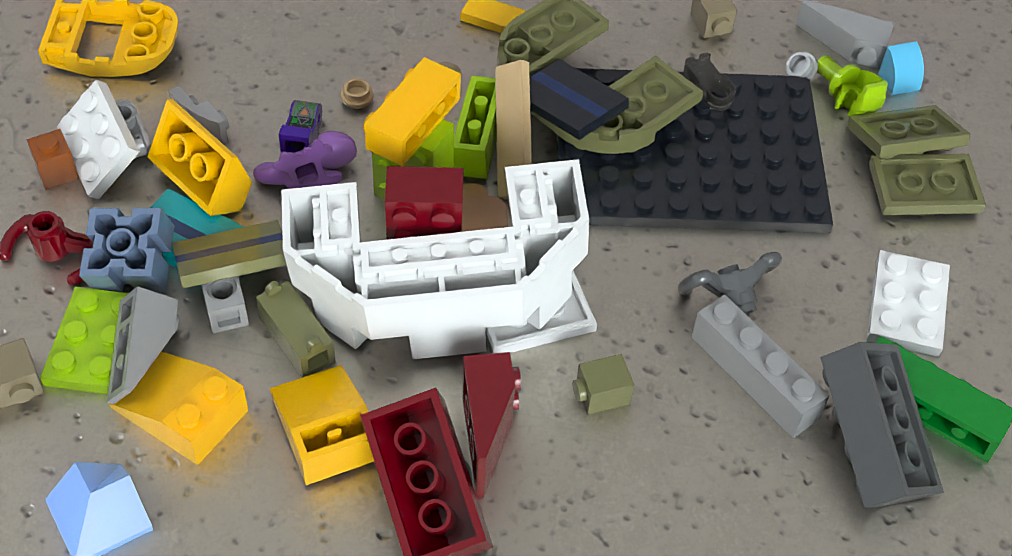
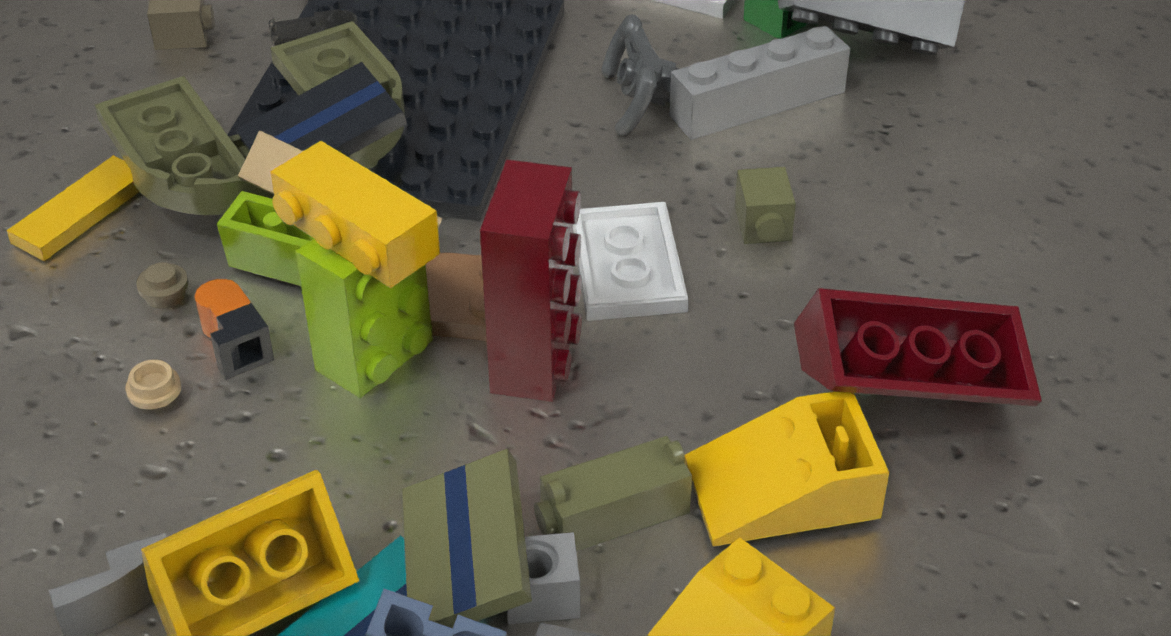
camera: 75 degrees left, 10 degrees down
(301, 125) = (205, 456): dark purple leg -> none
(307, 166) = (292, 439): medium lavender animal -> none
(439, 285) = (589, 375): white brick -> none
(488, 403) = (791, 268): dark red slope -> none

